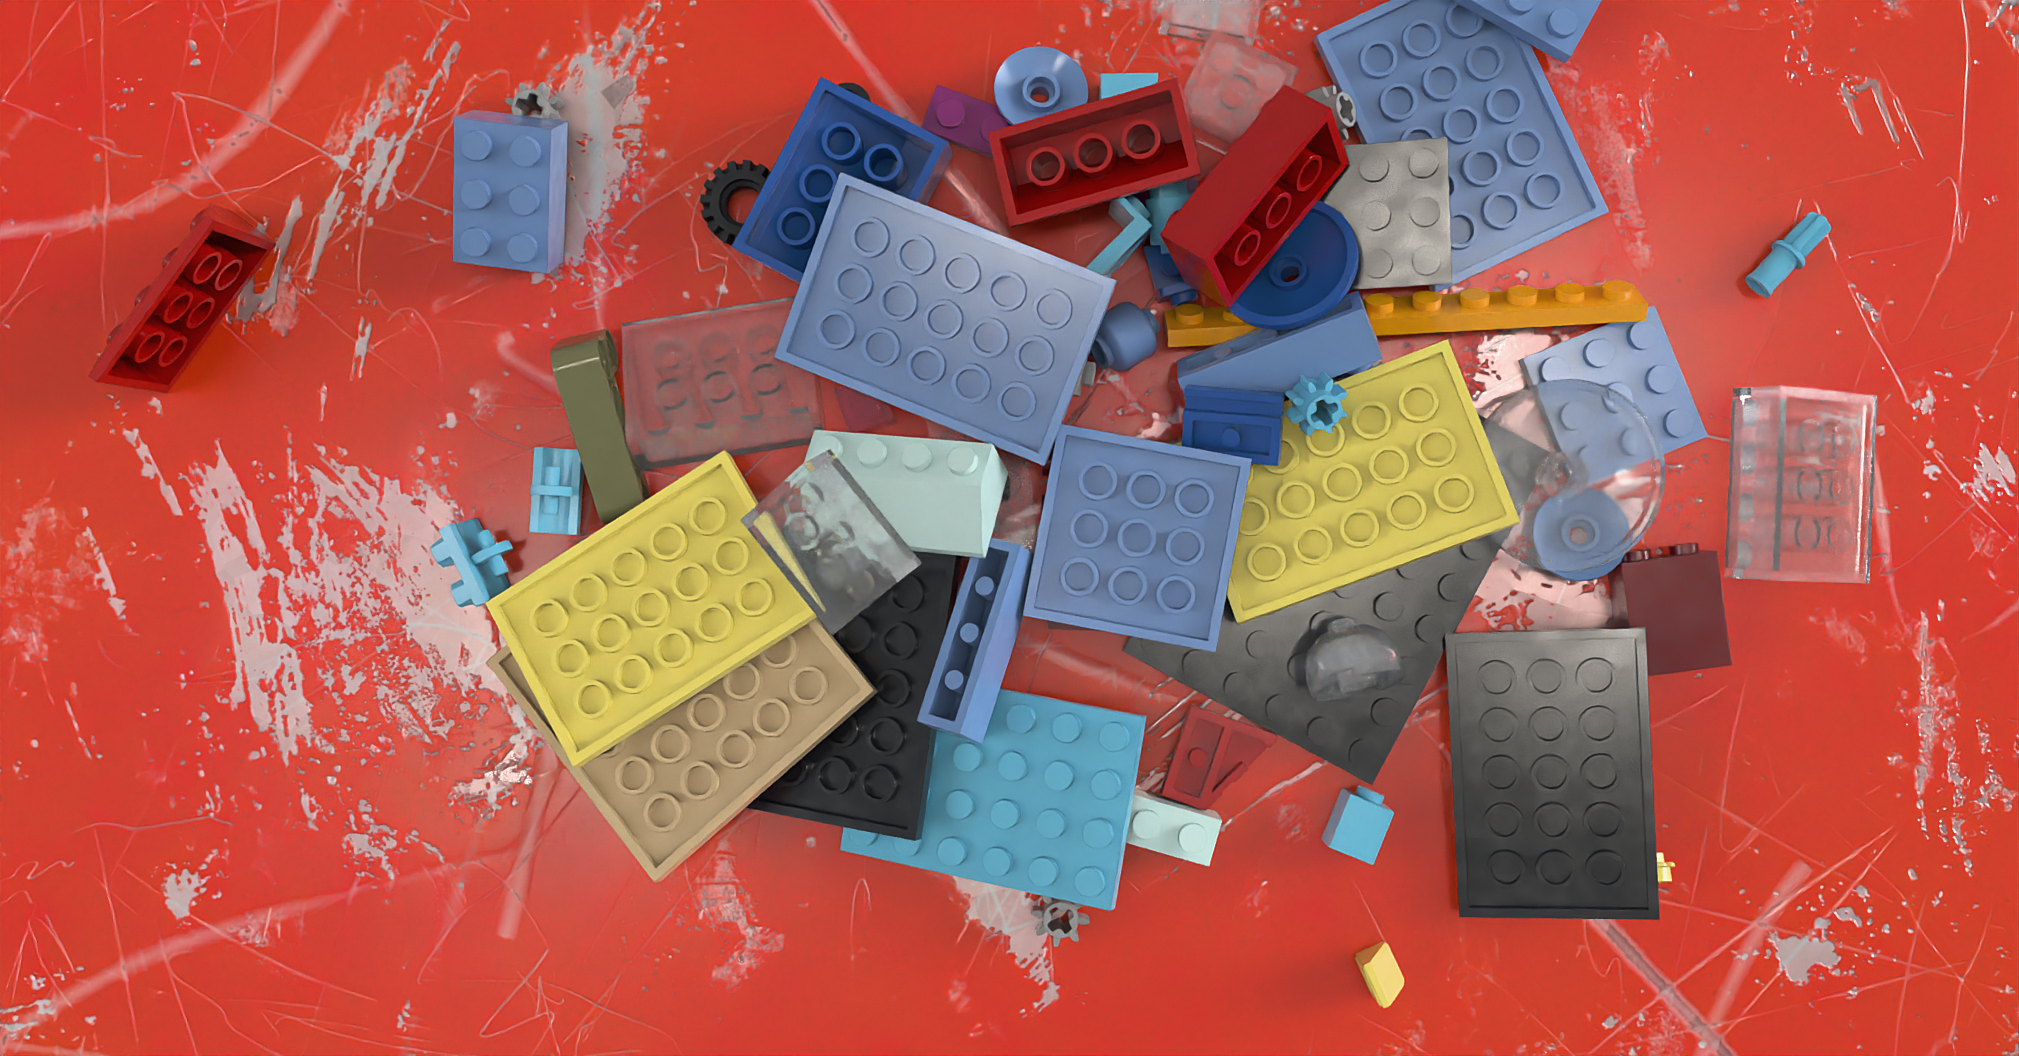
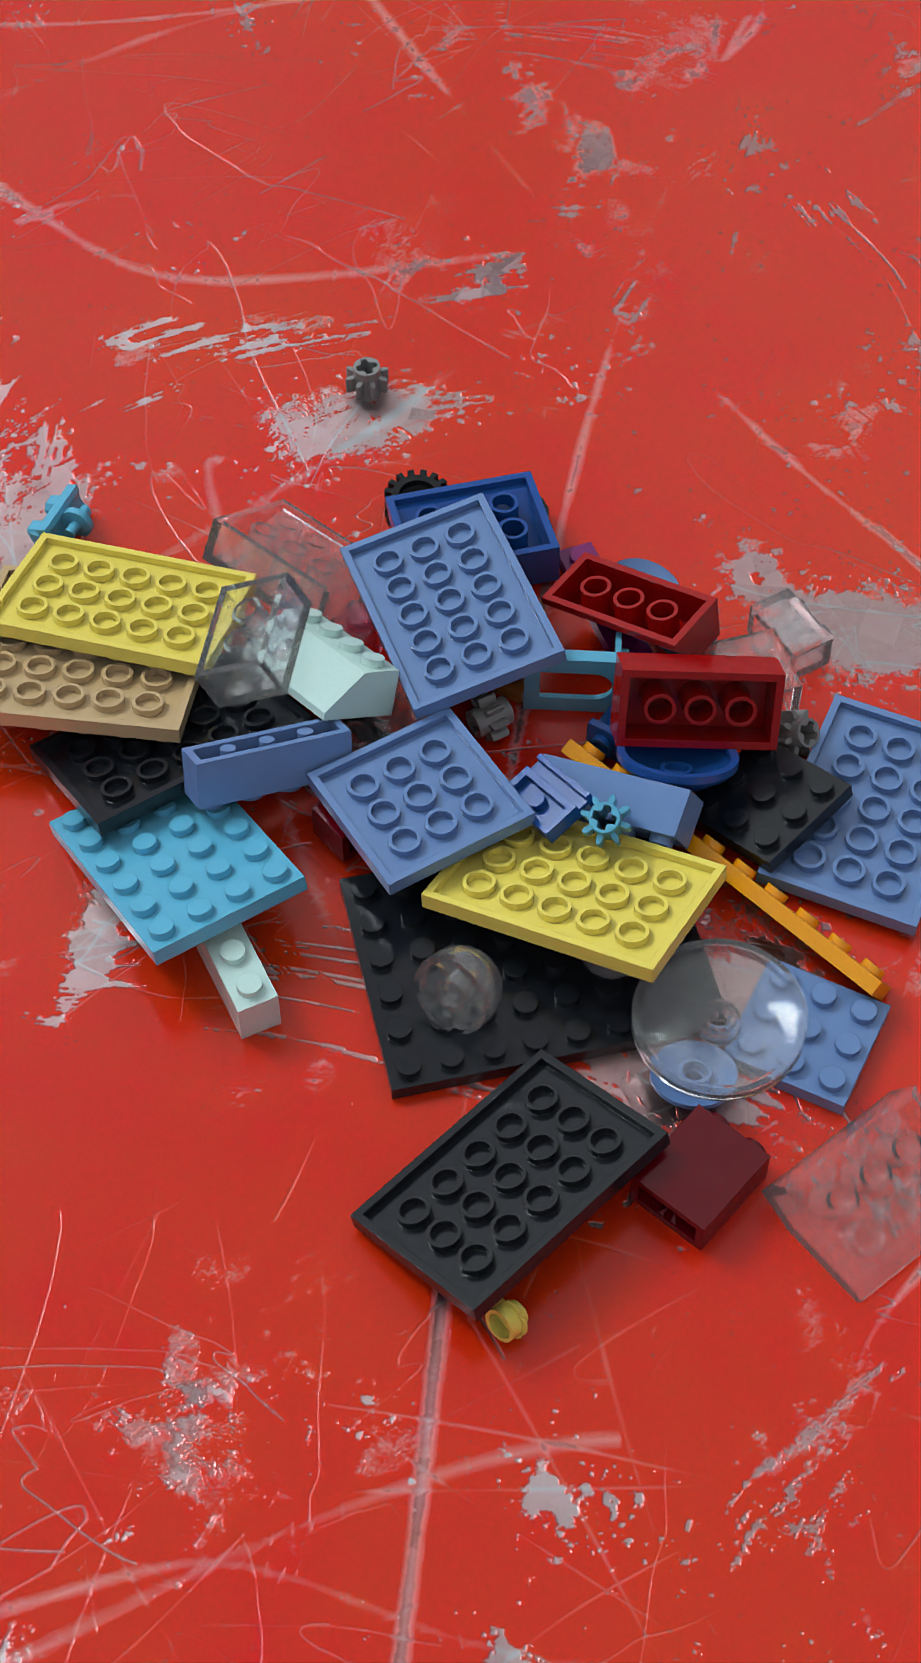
camera: 50 degrees right, 35 degrees down
(183, 302) = (91, 292): red slope -> none
(509, 190) = (308, 387): medium blue brick -> none
(556, 491) = (149, 525): medium azure hips -> none
(596, 414) = (228, 488): olive beam -> none
(1057, 927) = (119, 971): light grey gear -> none
(1125, 337) = (542, 730): medium blue head -> none
(1211, 756) = (319, 981): red wing -> none
(1358, 824) = (355, 1099): medium azure brick -> none
(1380, 973) = (259, 1201): light yellow slope -> none

